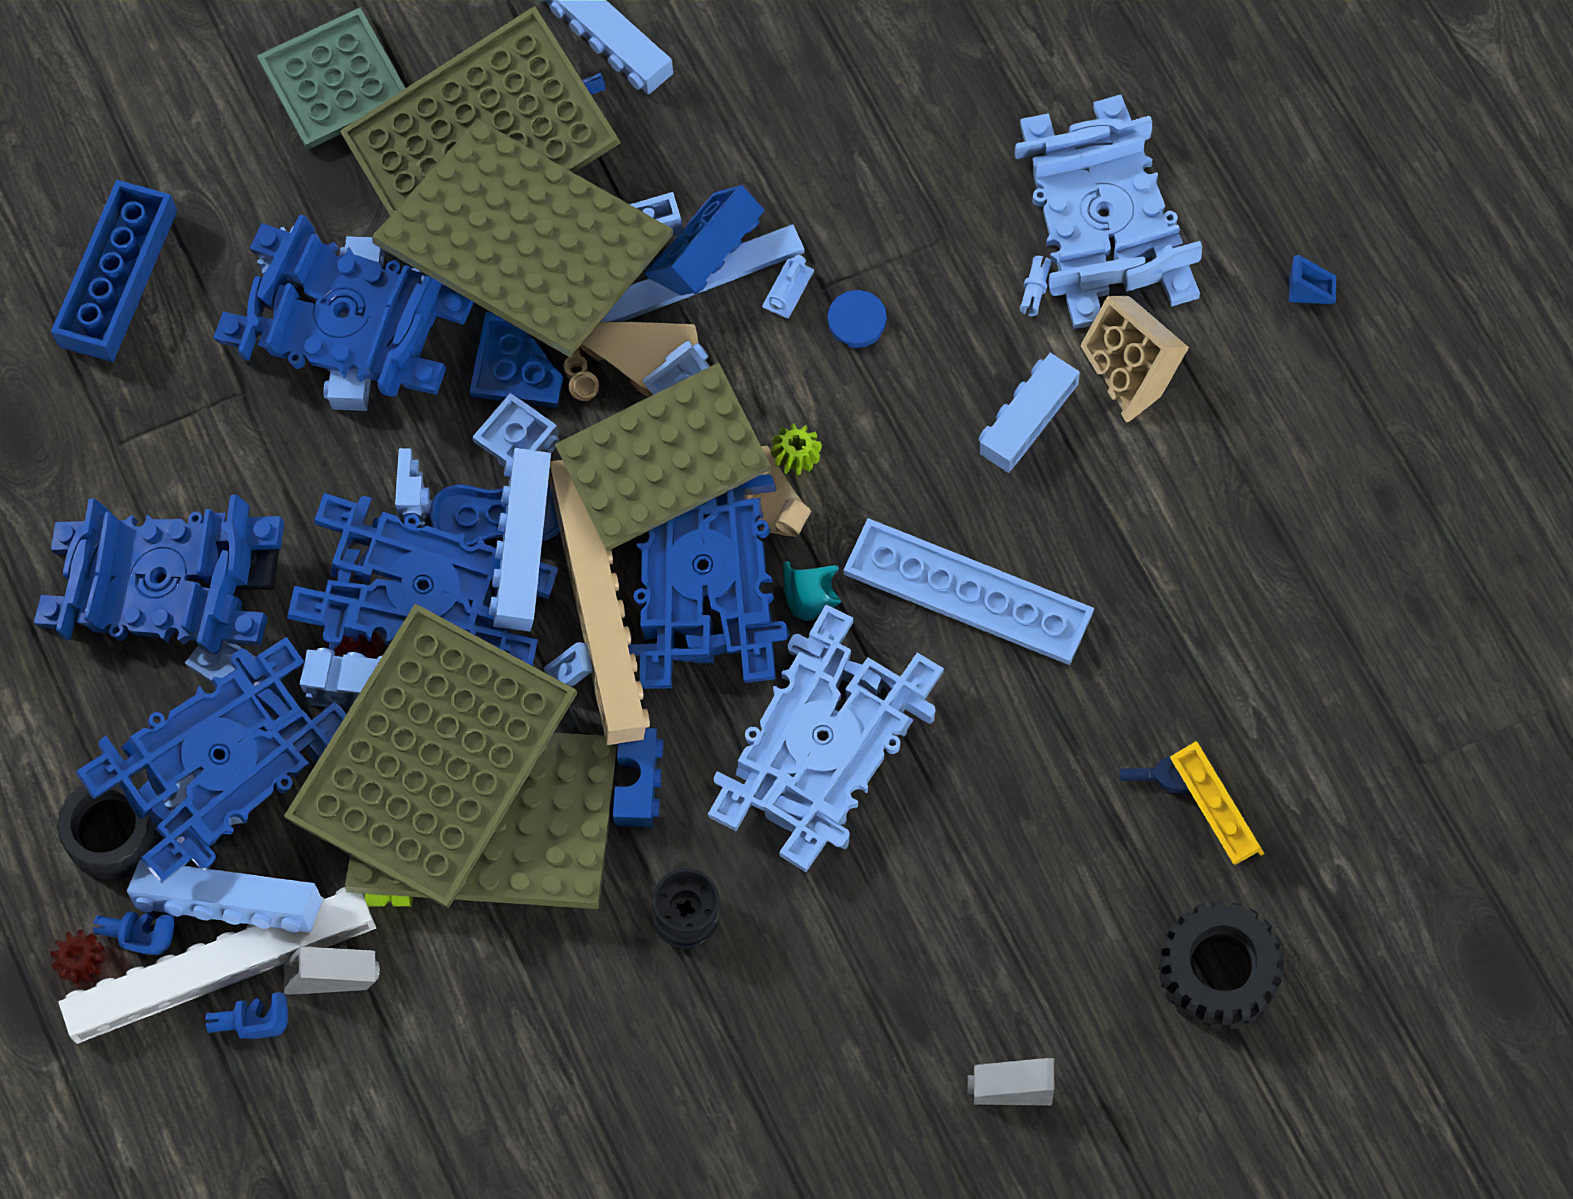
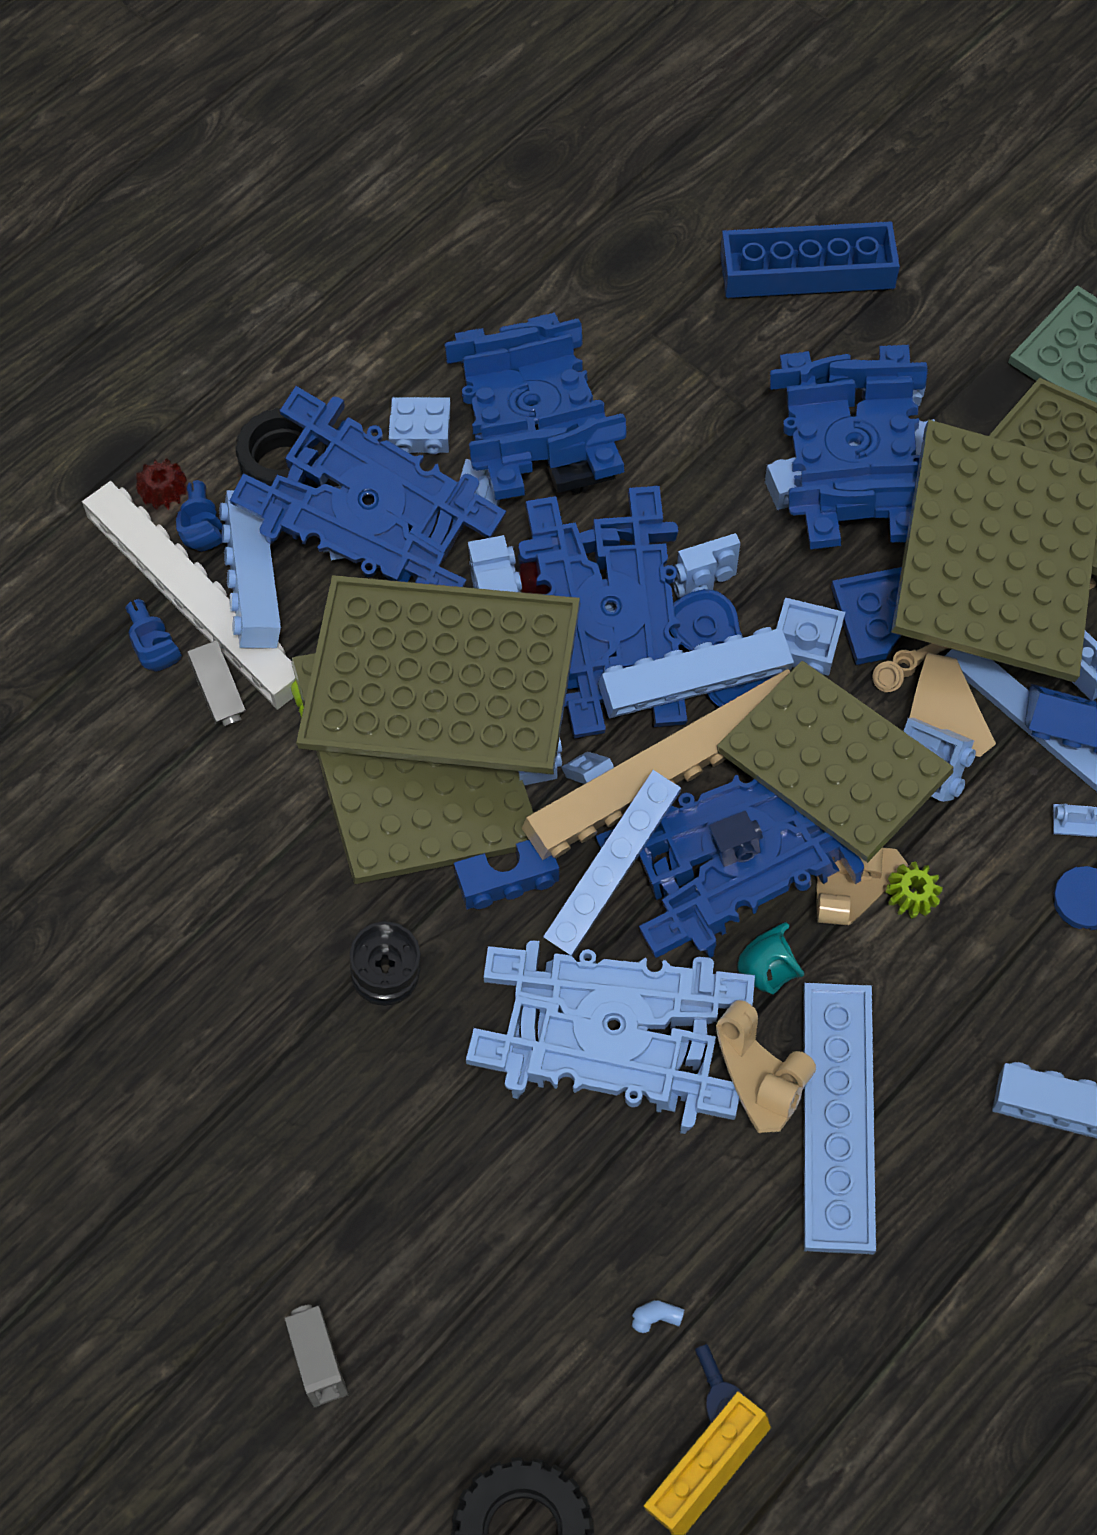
camera: 65 degrees right, 5 degrees down
(124, 692) = (420, 424): none -> light blue plate
(678, 678) = (612, 863): none -> light blue brick
(704, 565) = (736, 838): none -> dark blue brick
(924, 633) = (763, 1083): none -> tan panel
(1076, 800) = (655, 1311): none -> light blue arm

